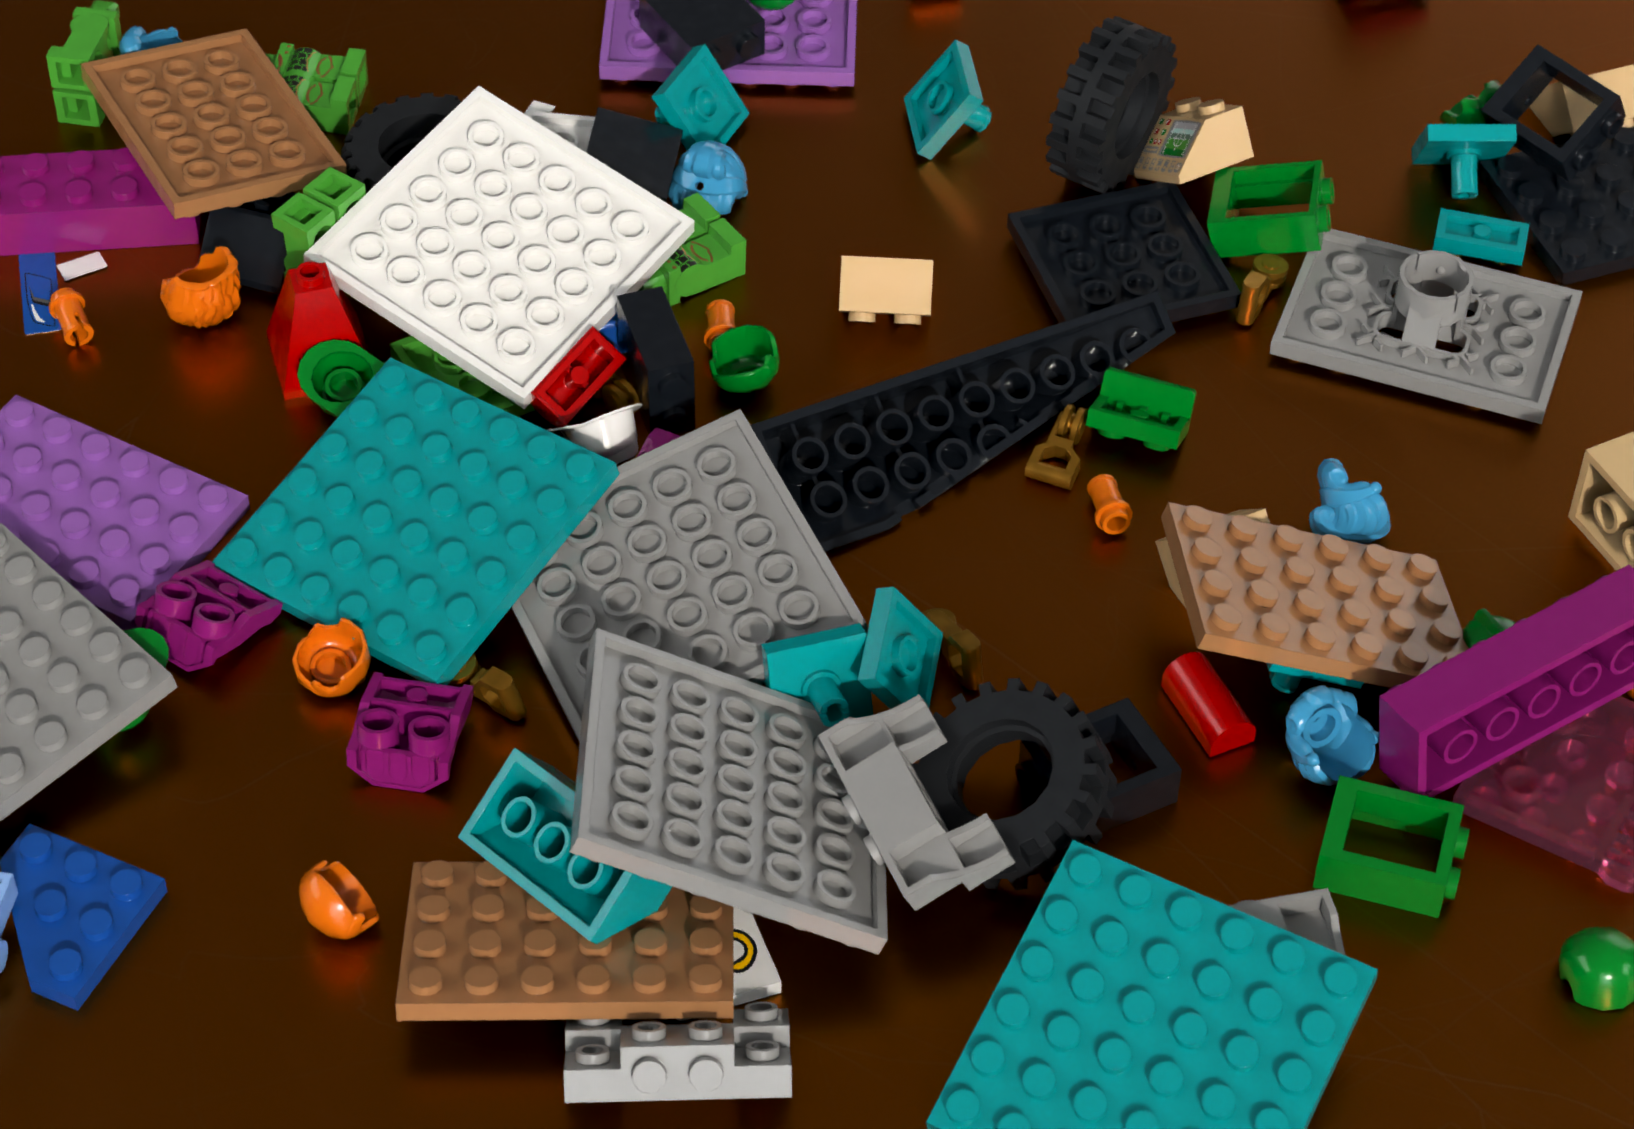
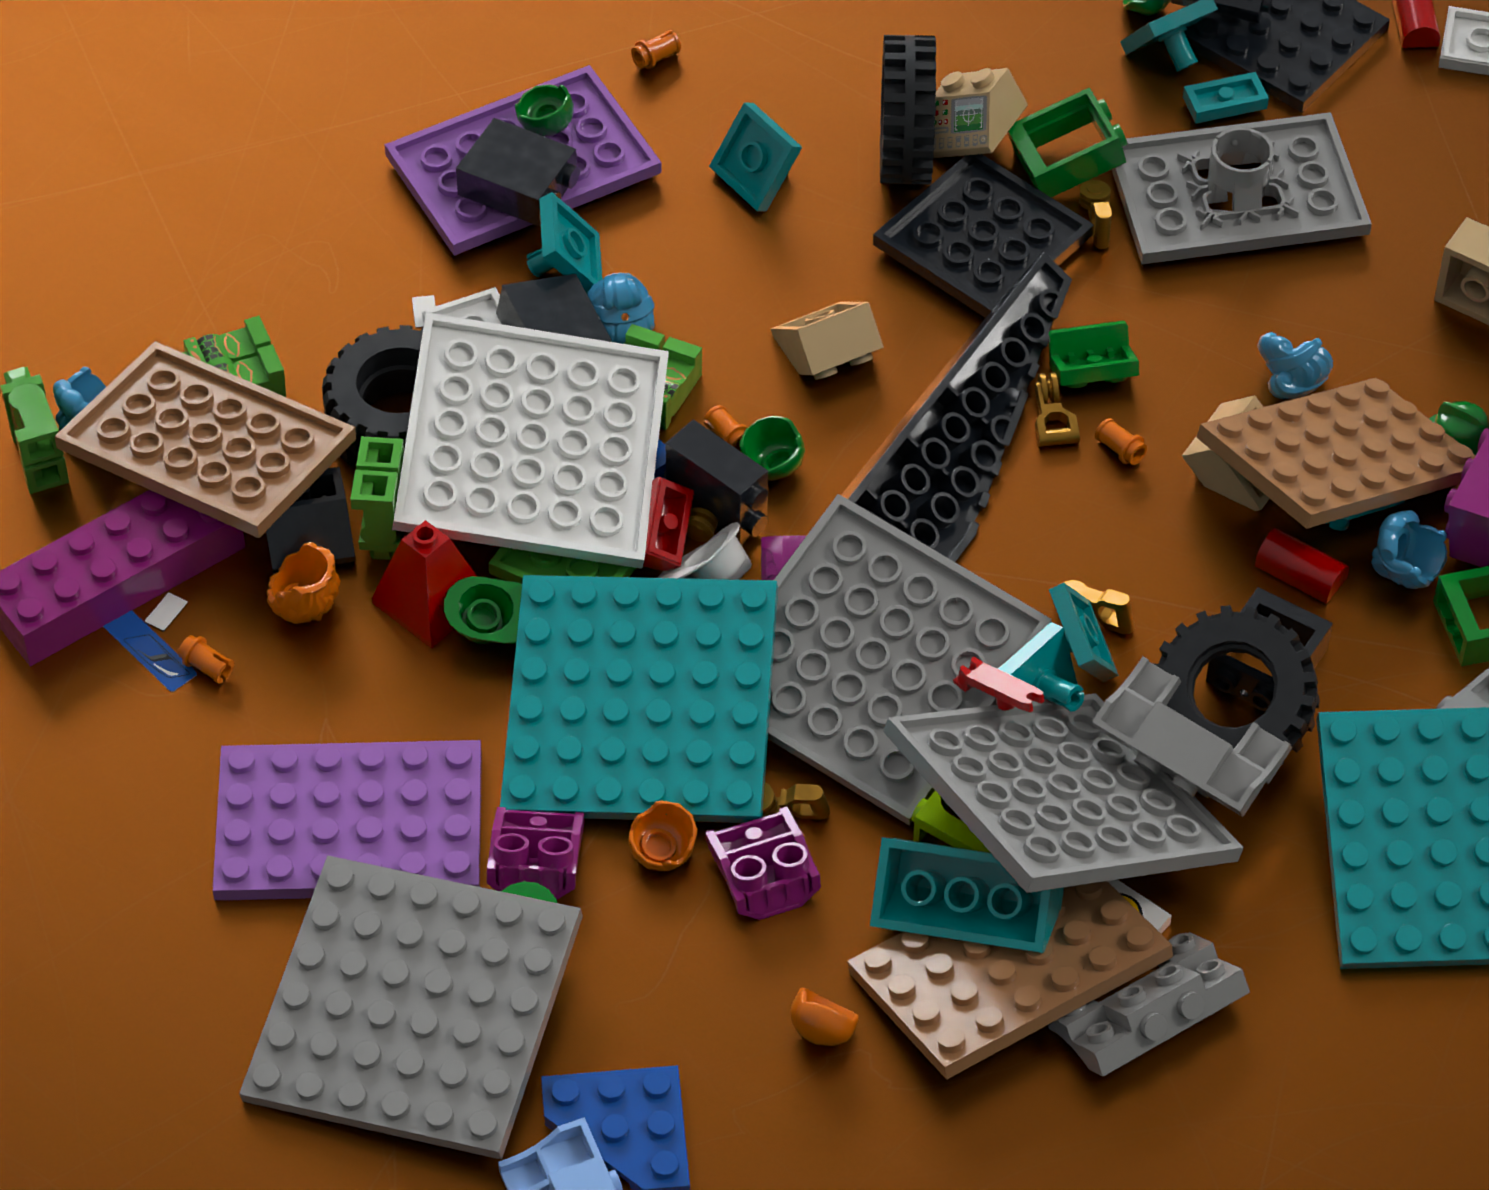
camera: 30 degrees left, 5 degrees up
(751, 657) = (1007, 689): none -> piece

